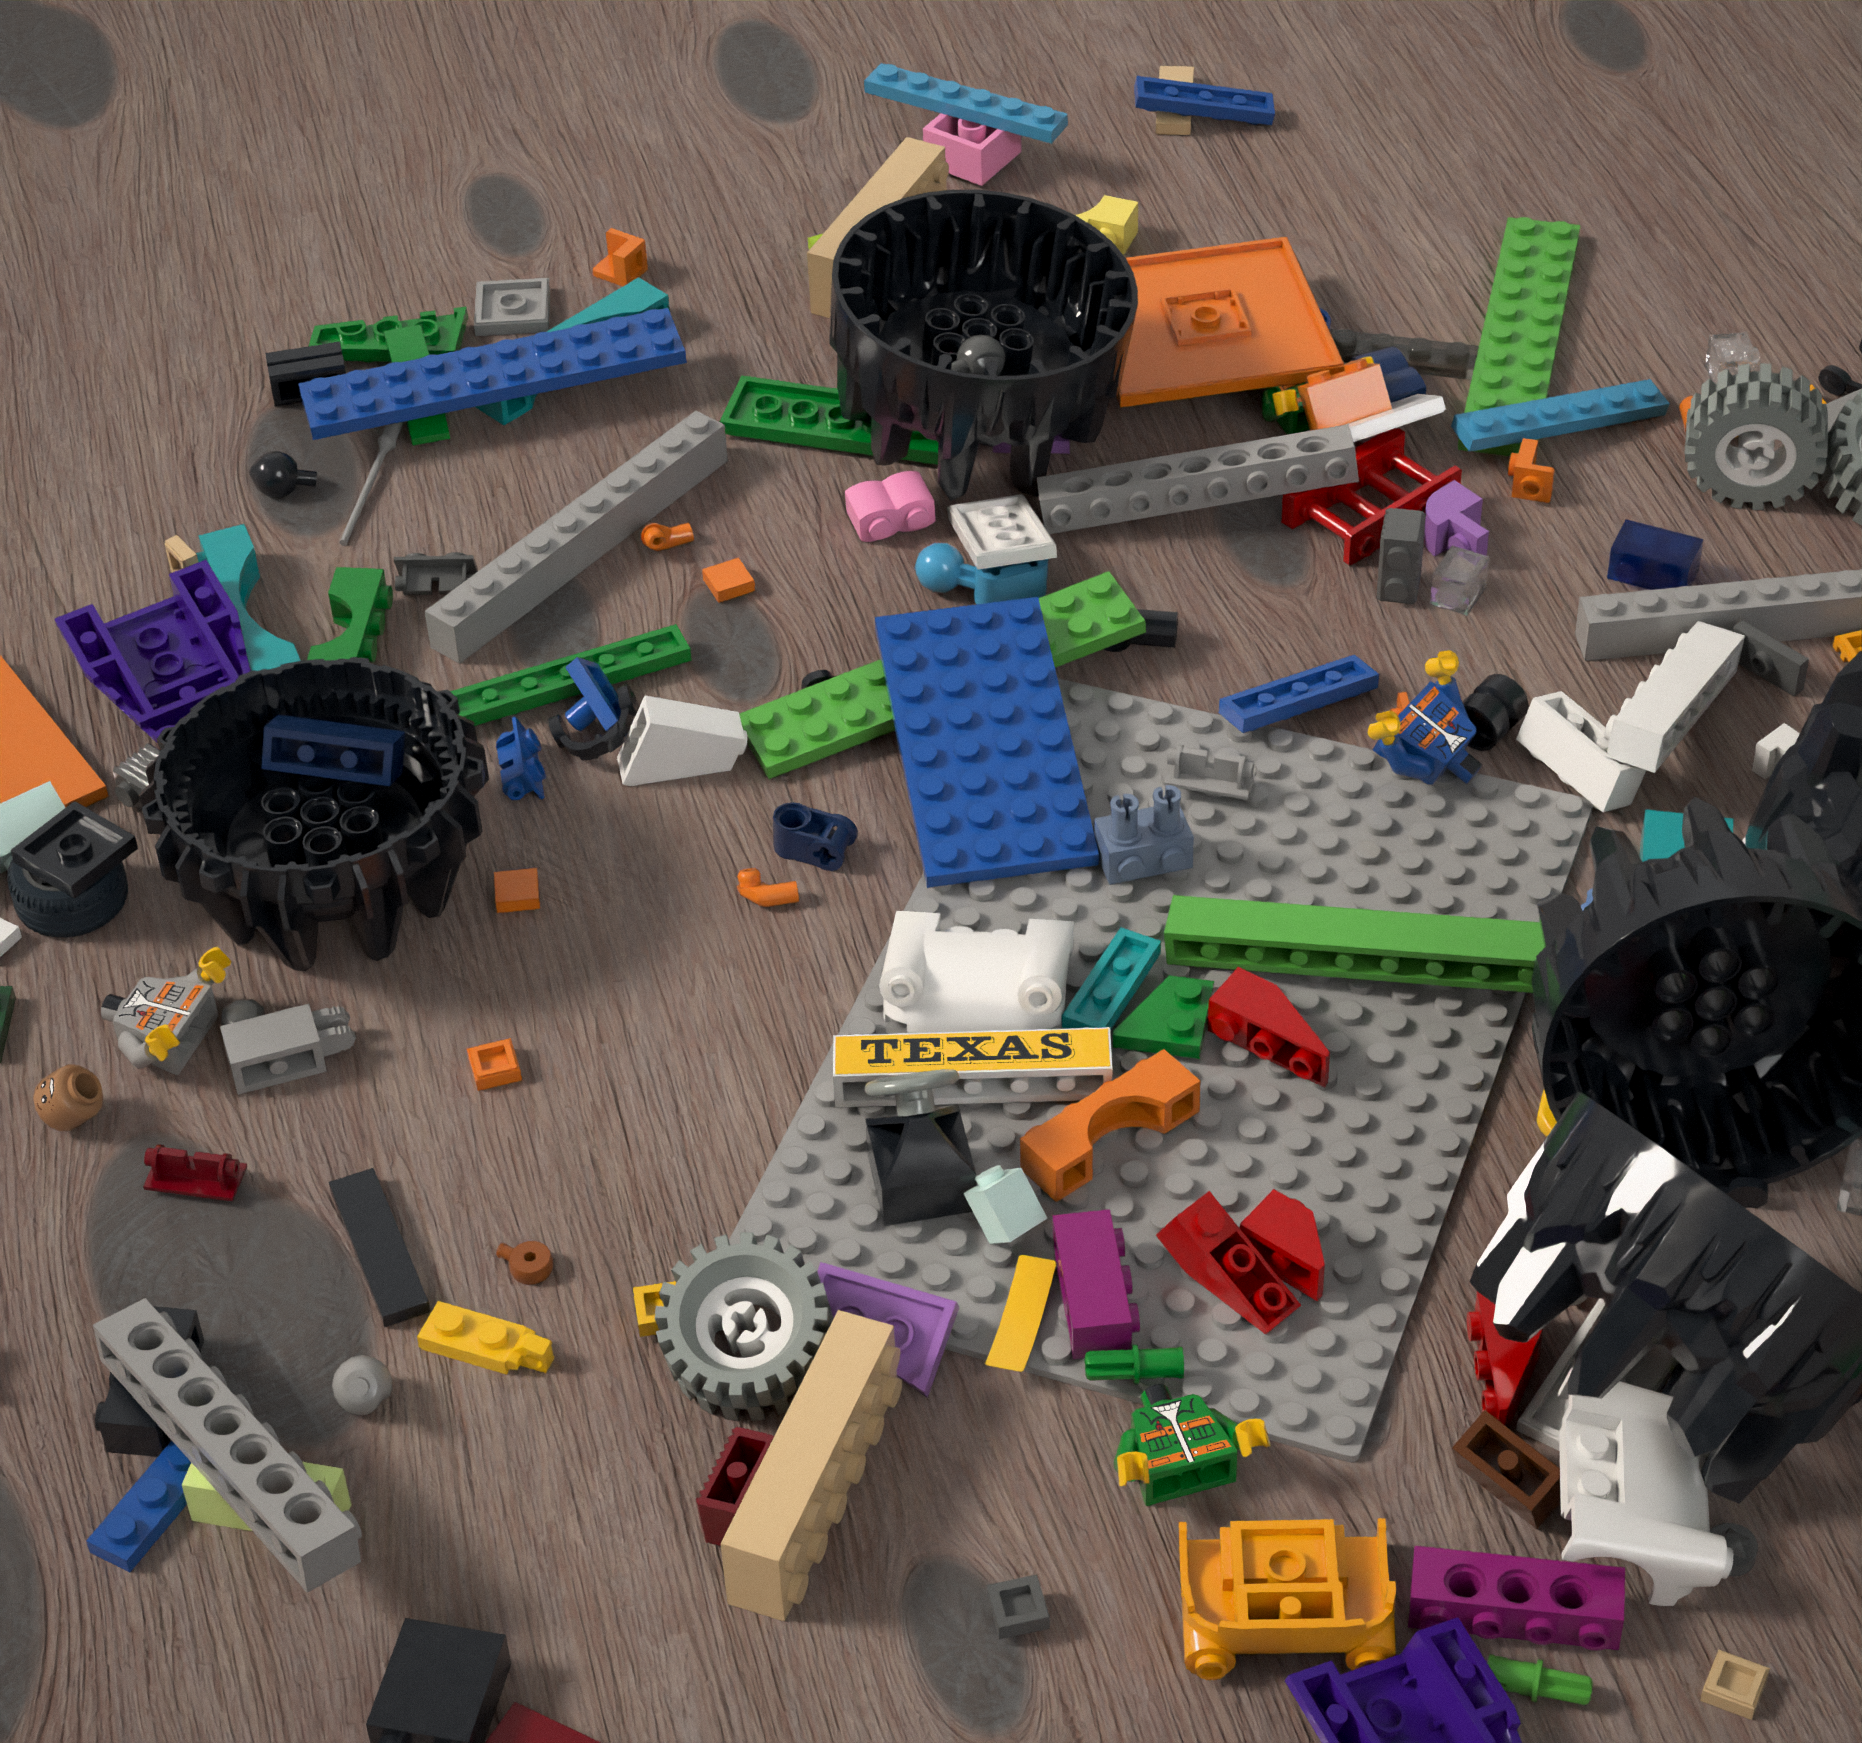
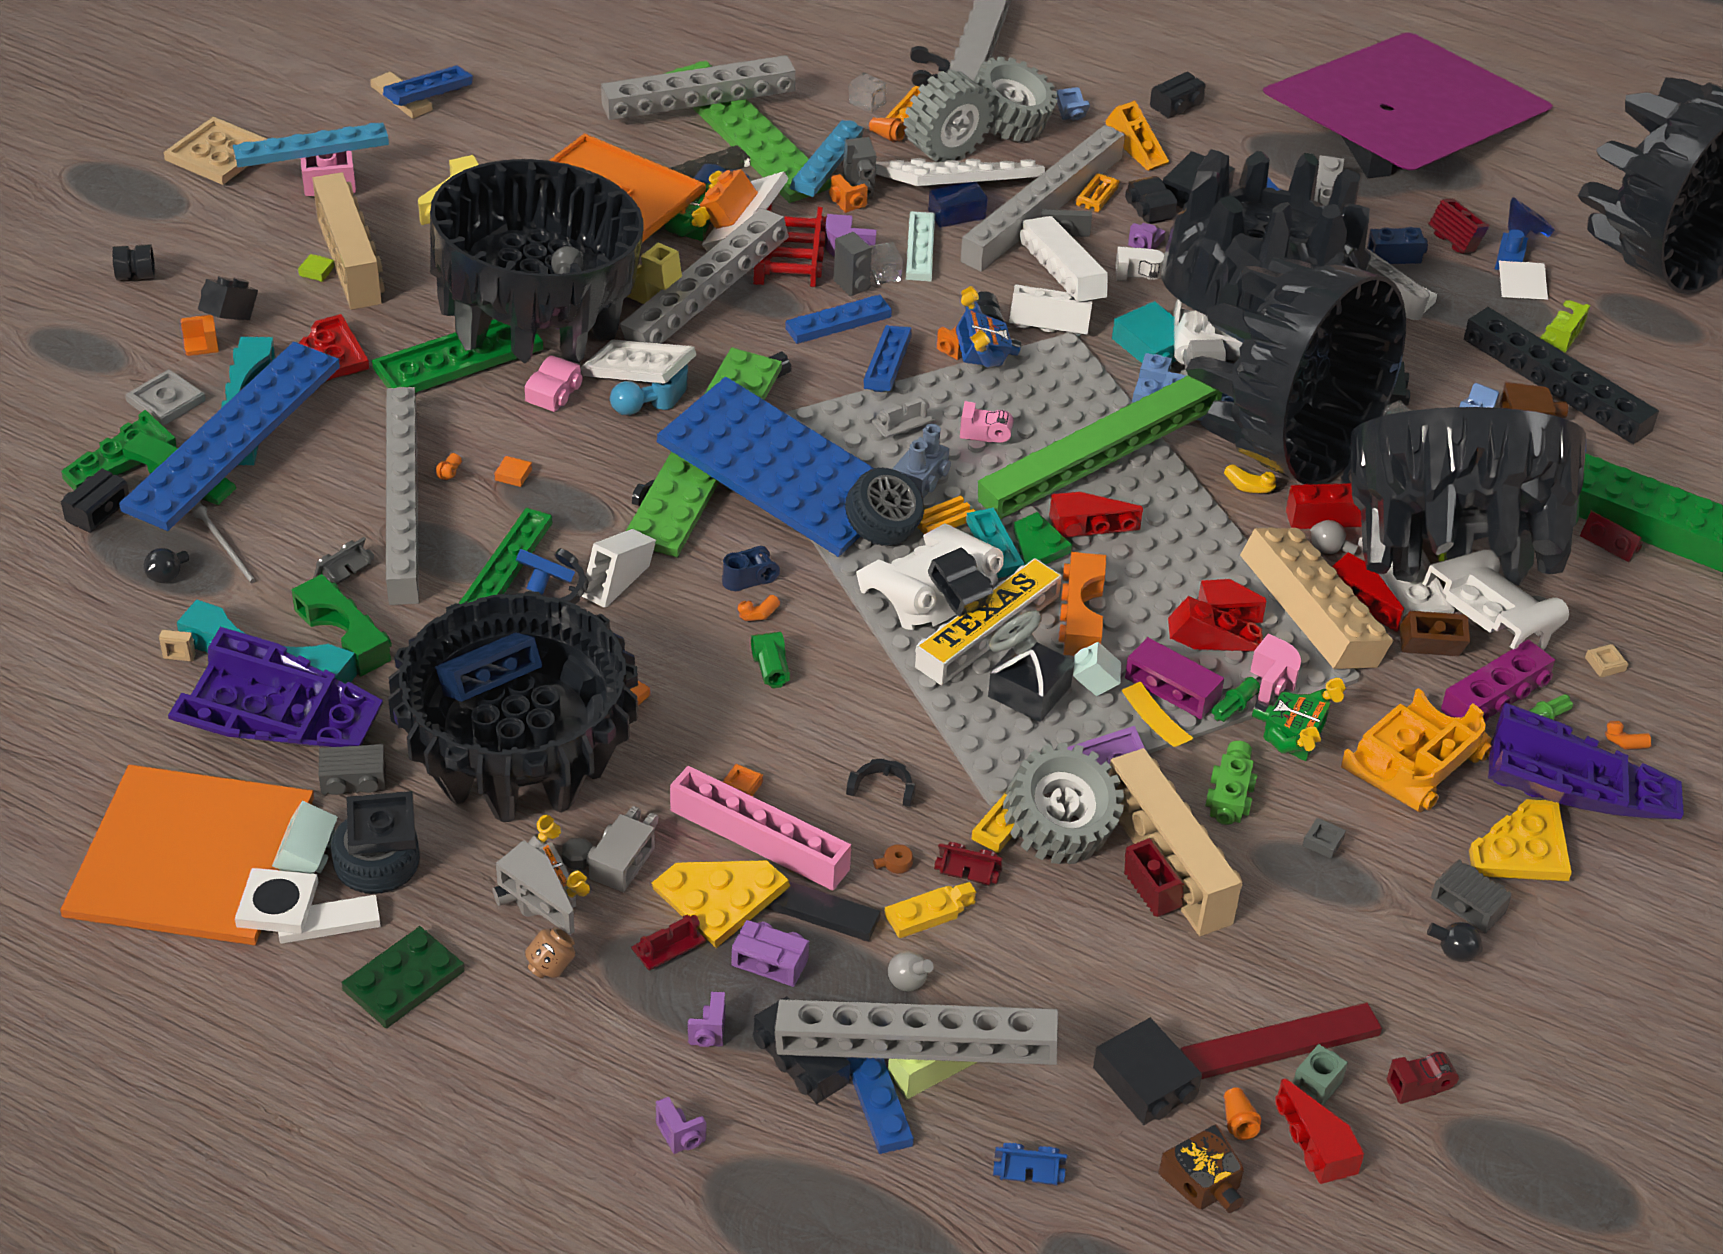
camera: 50 degrees left, 0 degrees up
(117, 1285) = (710, 1029): none -> medium lavender bracket
(124, 1013) = (532, 879): none -> light grey slope
(207, 1696) = (1043, 1162): none -> blue hinge
(263, 1258) = (770, 952): none -> medium lavender brick
(302, 1163) = (720, 893): none -> yellow plate
(423, 1122) = (760, 827): none -> bright pink brick
(598, 1332) = (957, 858): none -> dark red hinge
(639, 1197) = (886, 767): none -> black piece
(655, 147) = (133, 262): none -> black wheel
(677, 230) = (228, 298): none -> black brick
(704, 942) = (769, 652): none -> green piece
(725, 345) = (336, 339): none -> red plate
(910, 51) = (210, 150): none -> tan plate
(960, 991) = (960, 581): none -> black brick
(999, 1460) = (1232, 782): none -> bright green brick
(1013, 882) = (884, 506): none -> black wheel
(1103, 913) = (942, 513): none -> light orange tile
(1132, 431) = (658, 271): none -> light yellow arch
(1237, 1366) = (1277, 665): none -> bright pink brick
(1296, 837) = (985, 425): none -> bright pink leg
(1319, 617) = (838, 319): none -> blue plate
(1409, 1318) = (1316, 598): none -> tan brick
(1506, 250) = (697, 87): none -> light grey brick
(1543, 587) = (920, 246): none -> light aqua tile
(1579, 445) = (860, 163): none -> dark grey hips
(1668, 501) = (934, 173): none -> white wing

